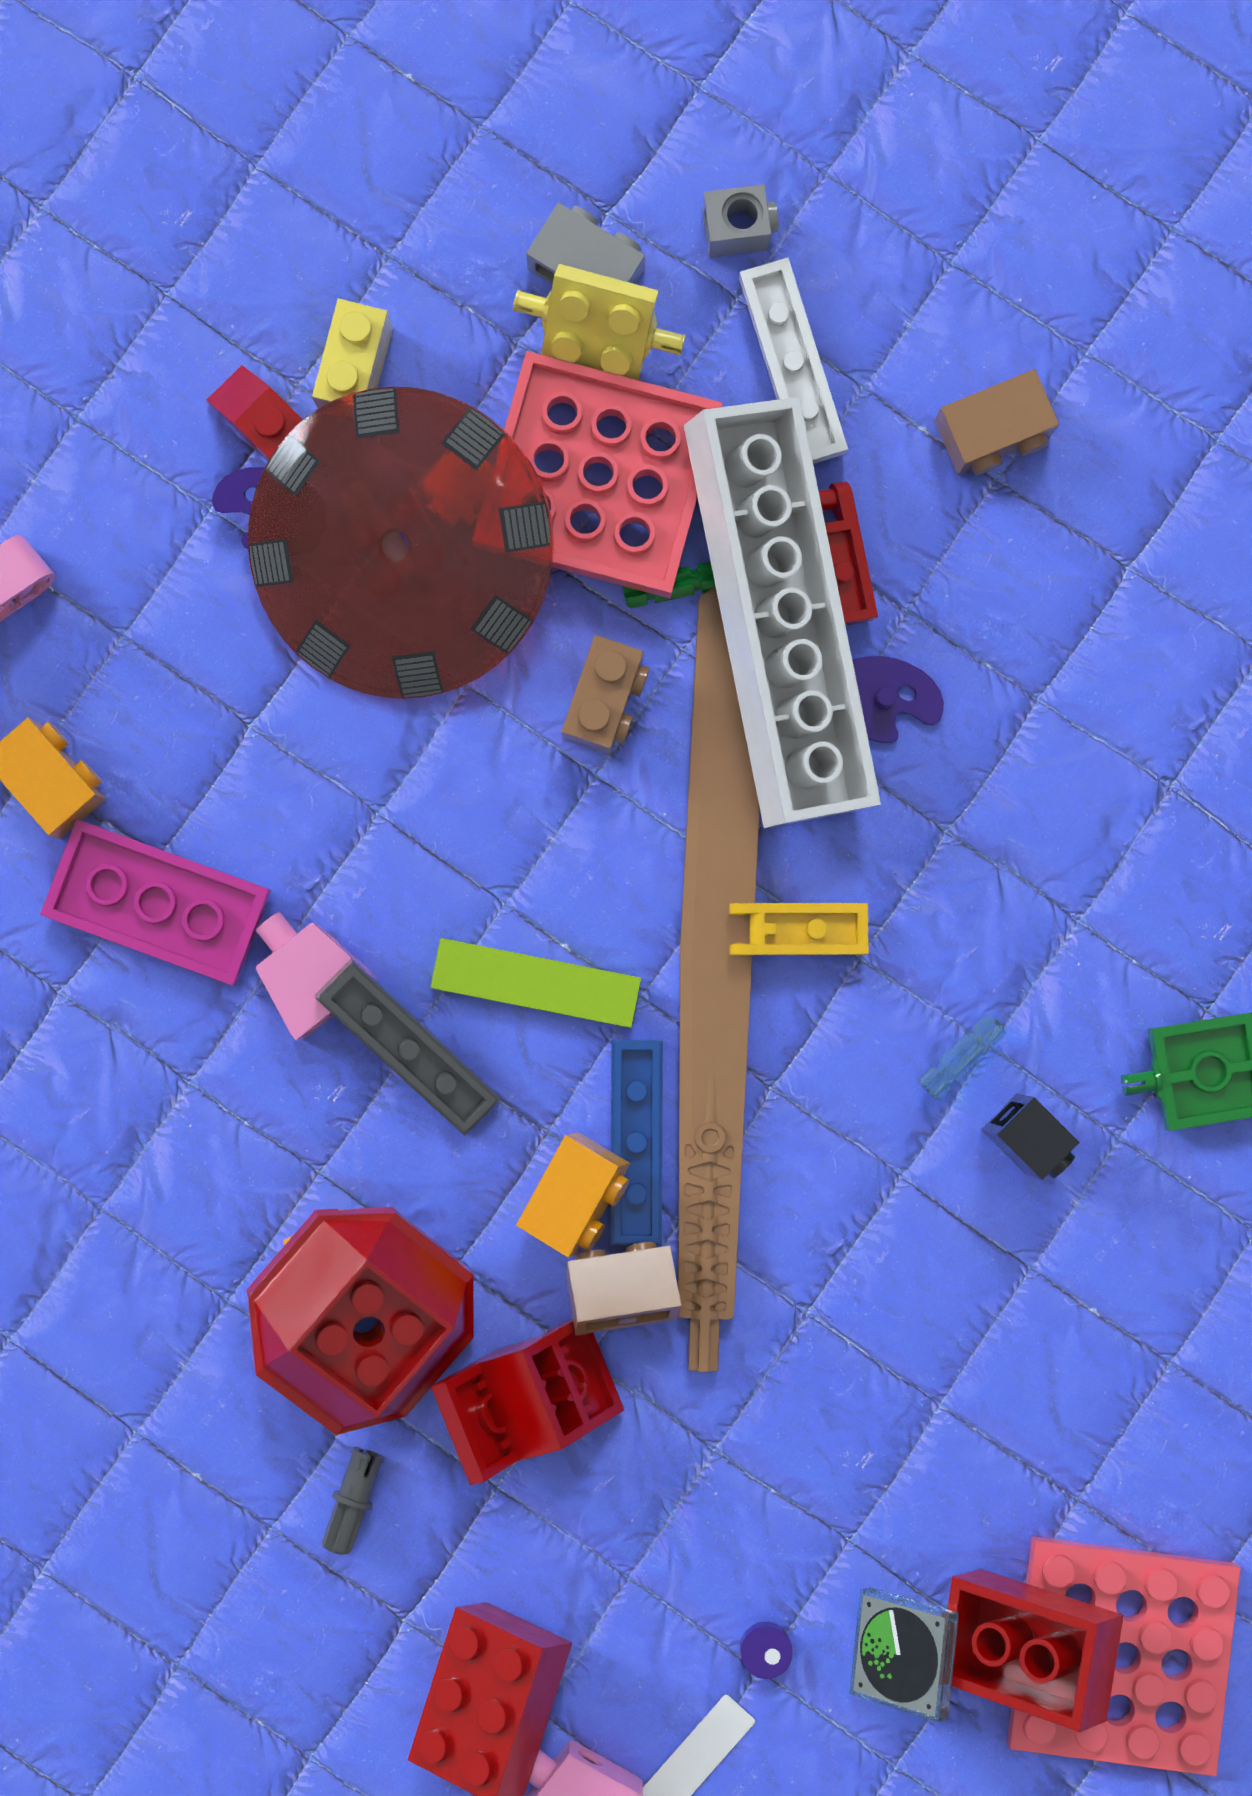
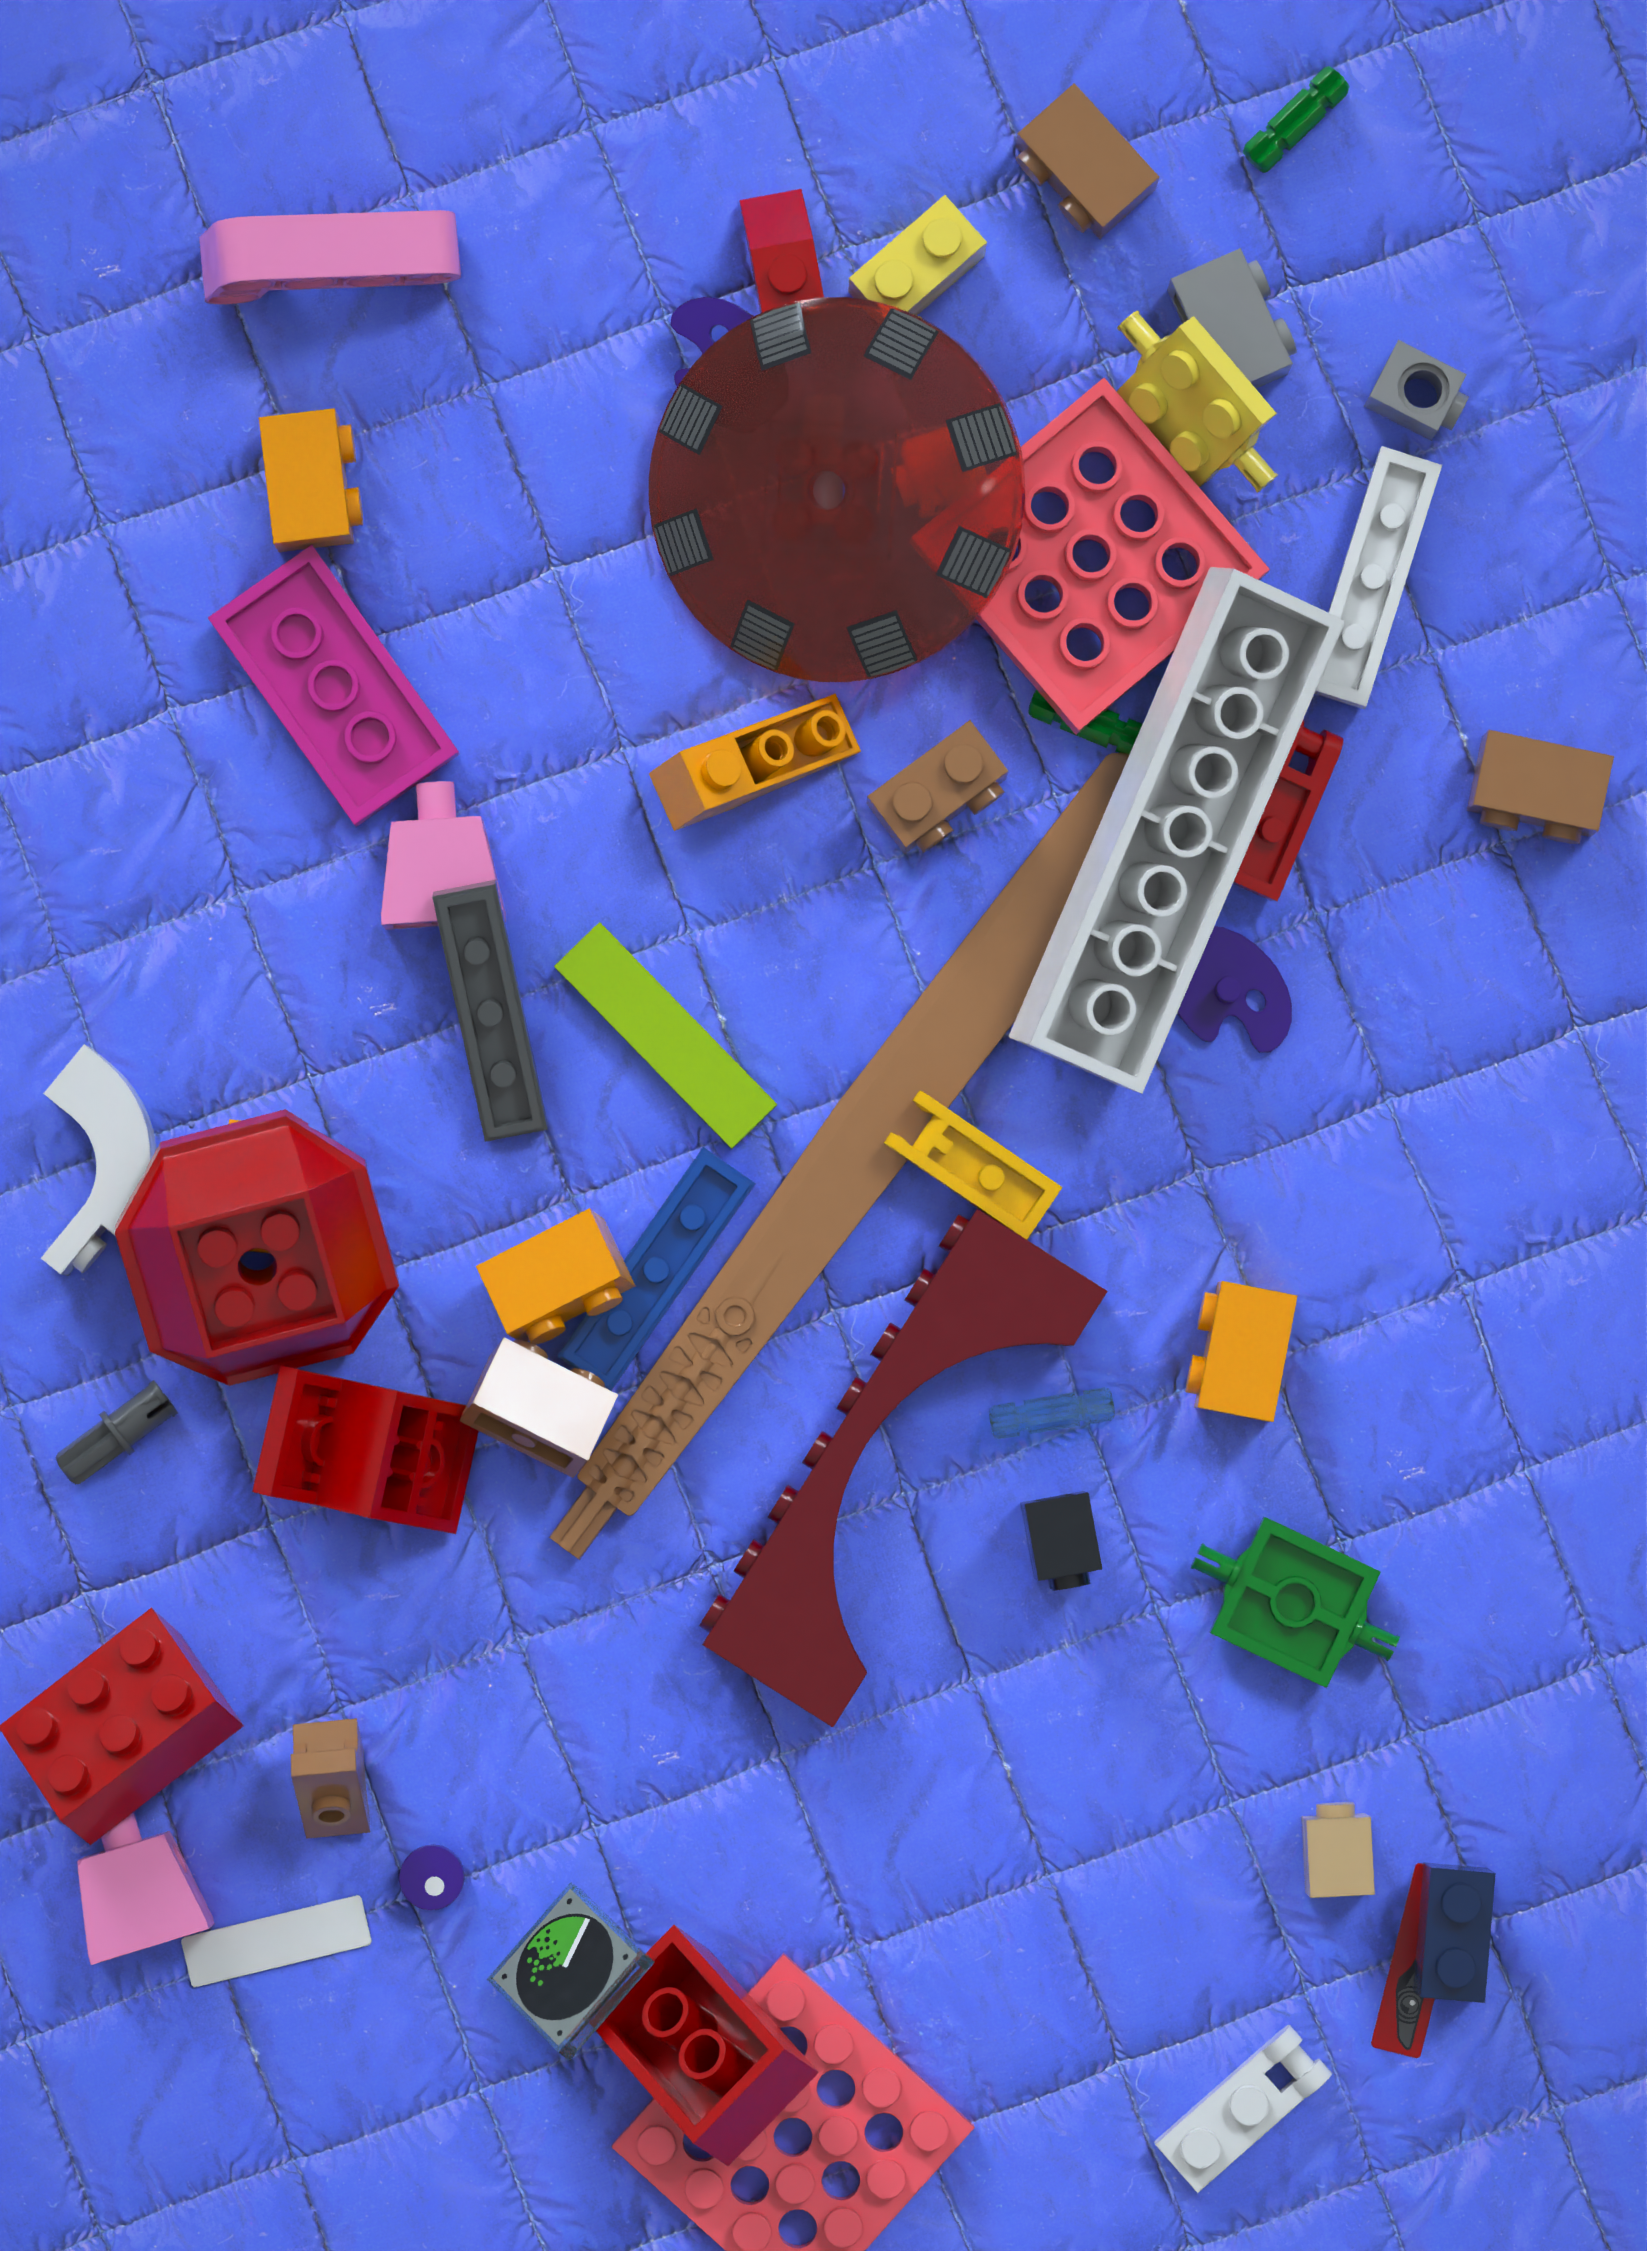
camera: 35 degrees right, 0 degrees up
(219, 1301) = (123, 1146): none -> white arch
(416, 218) = (1084, 163): none -> medium nougat brick
(468, 762) = (753, 761): none -> light orange slope
(535, 99) = (1296, 119): none -> green axle
(653, 1634) = (330, 1778): none -> medium nougat brick
(878, 1312) = (786, 1611): none -> dark red arch
(1061, 929) = (1242, 1350): none -> light orange brick

